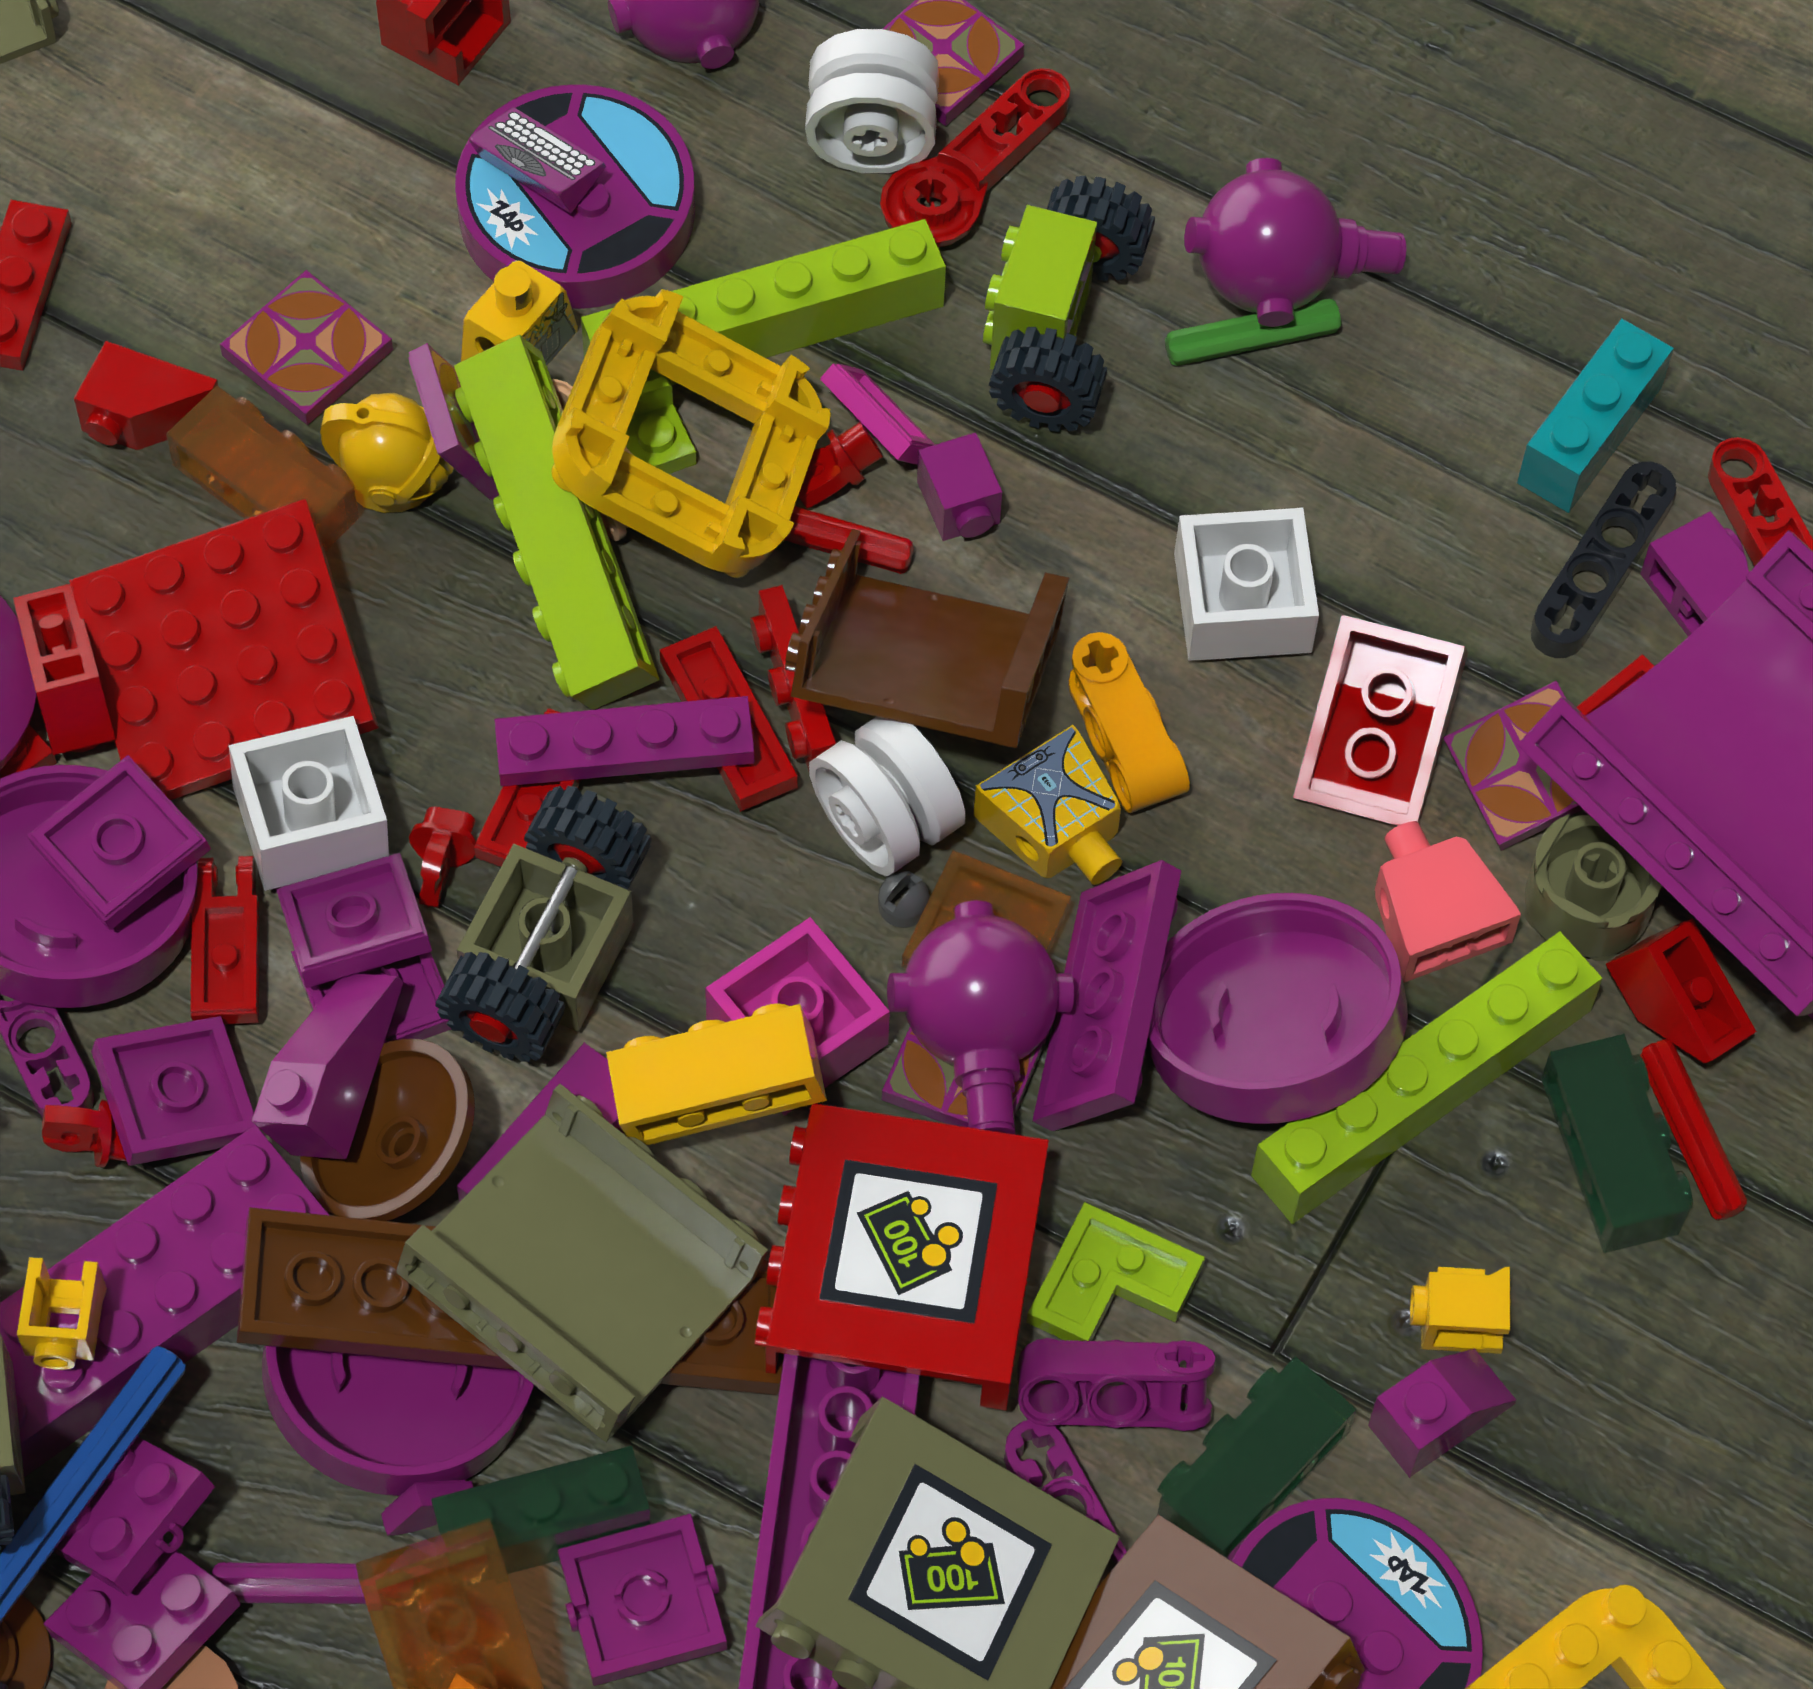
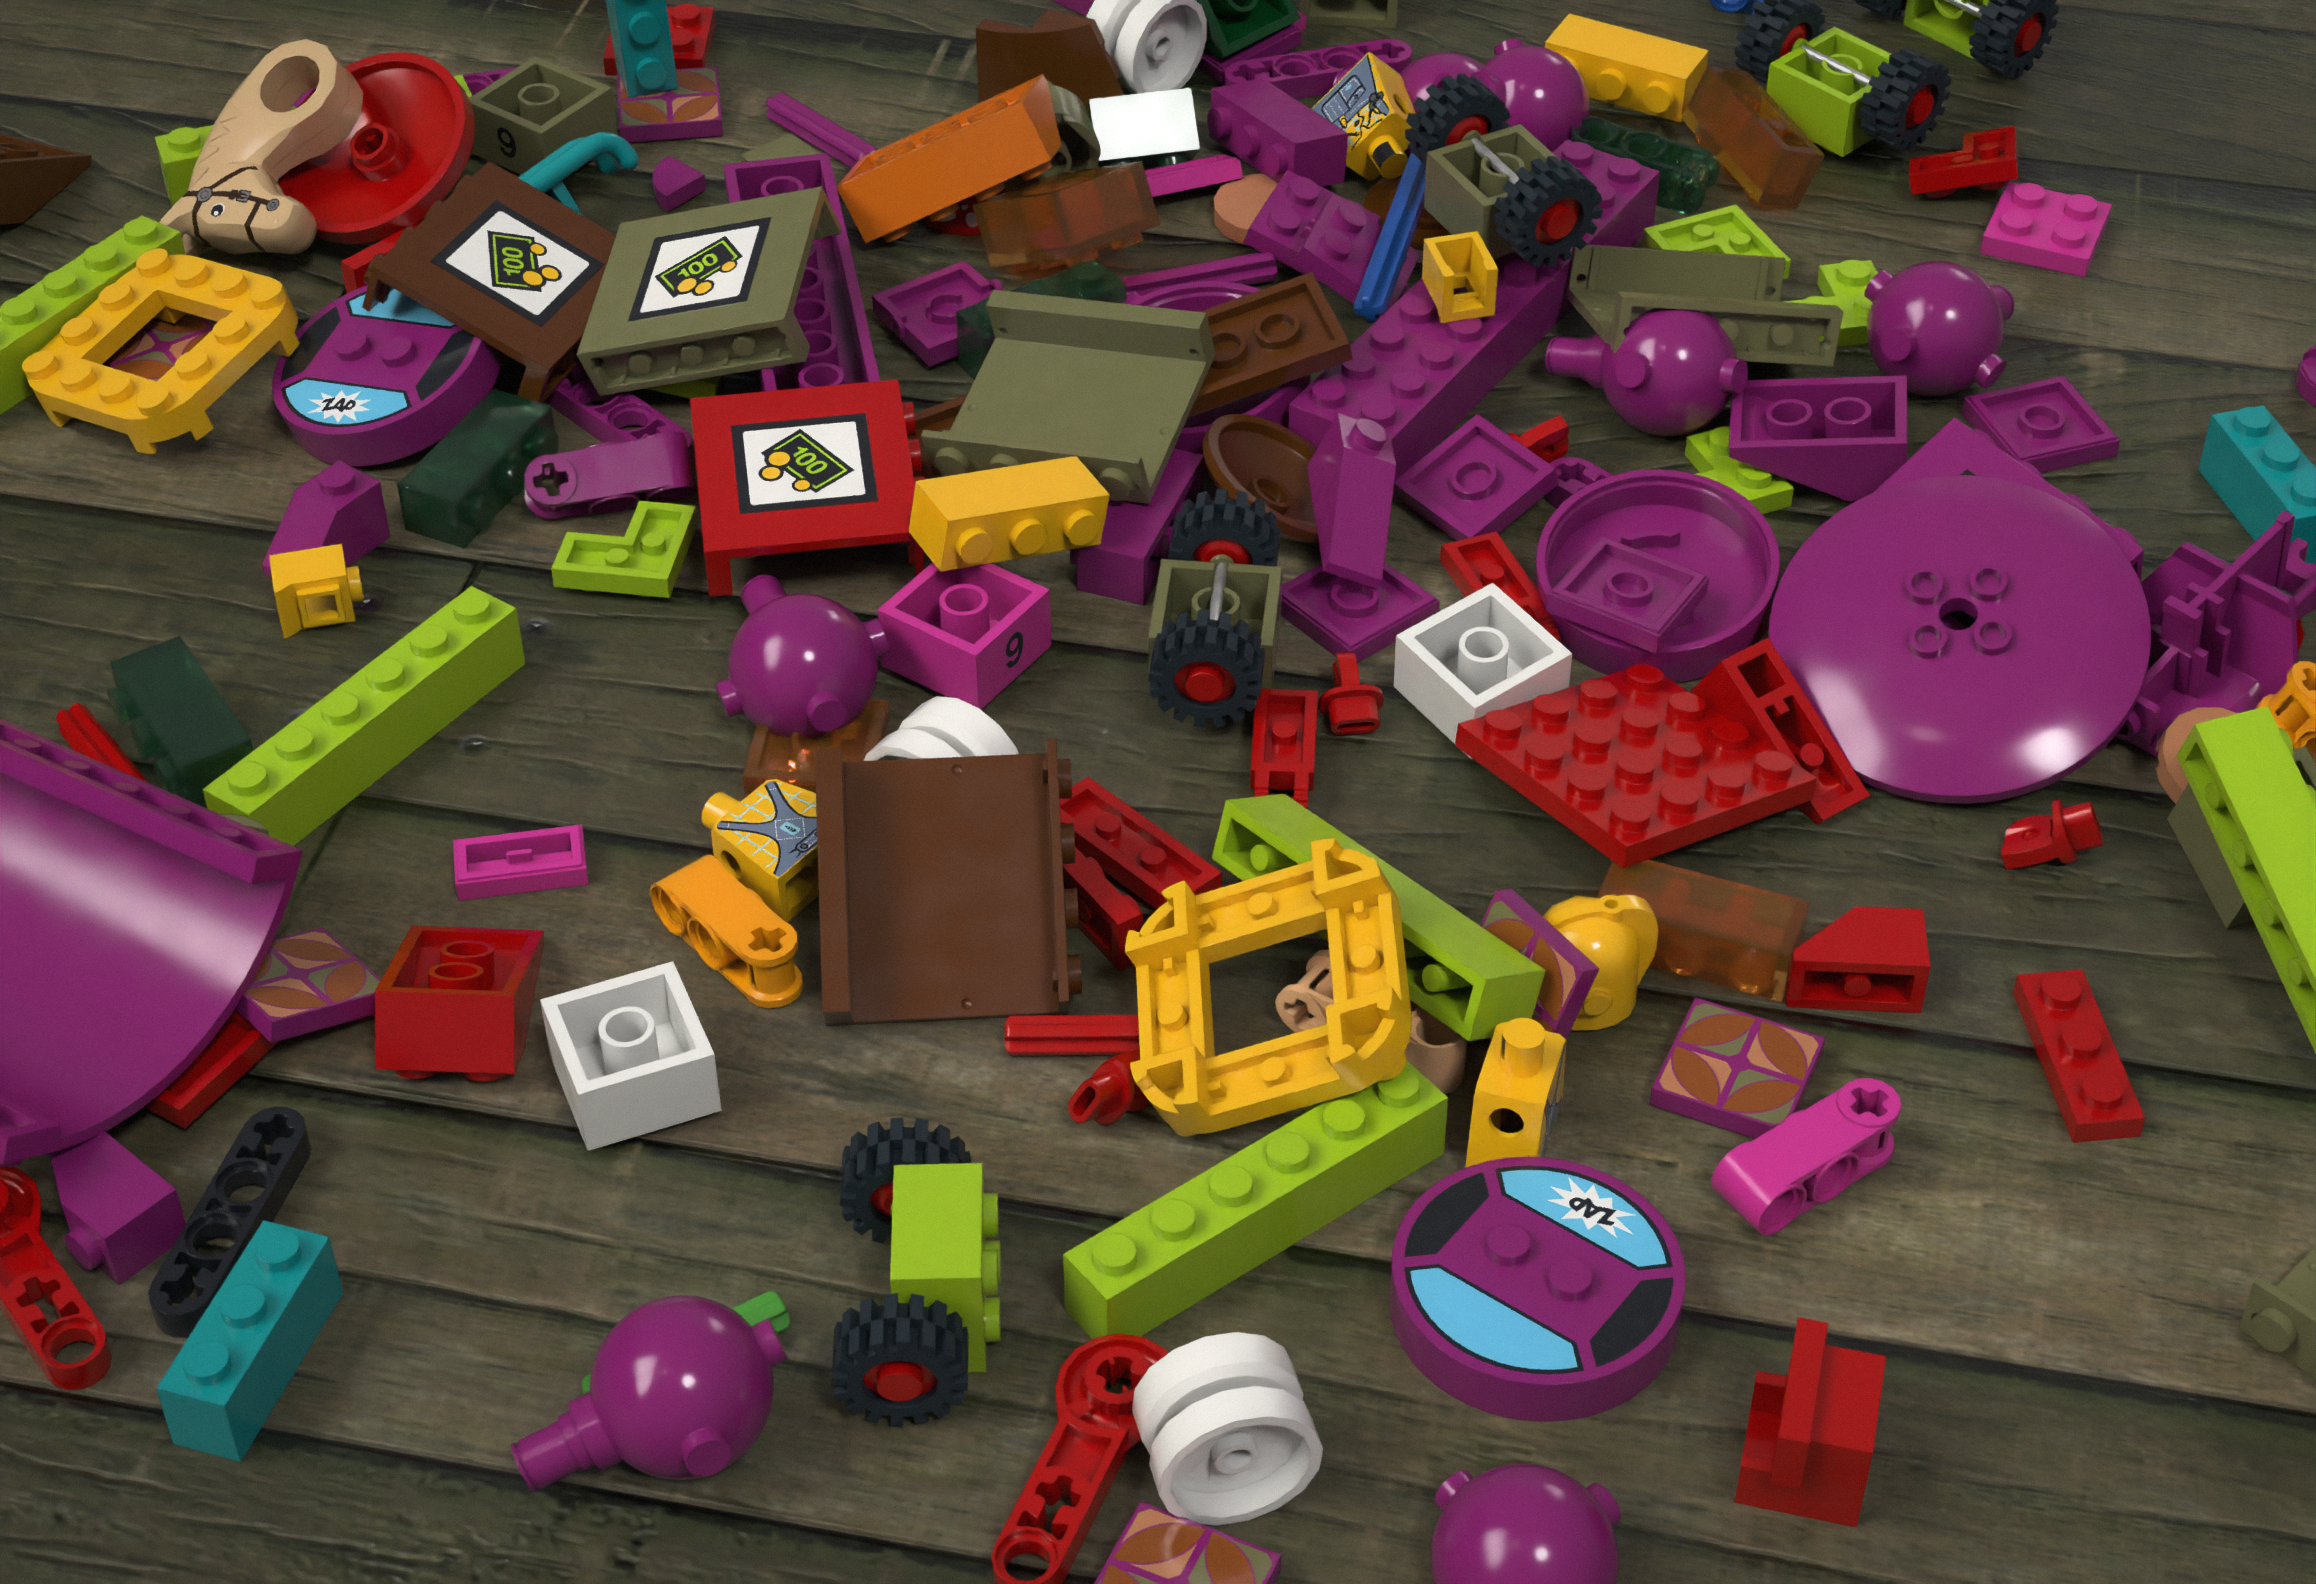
camera: 165 degrees right, 20 degrees down
(301, 235) = (1810, 1155): none -> dark pink piece
(353, 920) = (1376, 606): magenta tile -> none
(538, 158) = (1588, 1237): slope -> none
(624, 741) = (1203, 781): magenta plate -> none
(876, 411) = (1088, 1139): dark pink tile -> none
(959, 487) = (973, 1092): magenta brick -> none
(1116, 974) = (674, 696): magenta plate -> none
(1277, 1008) = (521, 709): magenta brick -> none
(1304, 865) = (520, 862): none -> dark pink tile
(1440, 902) = (374, 858): coral torso -> none

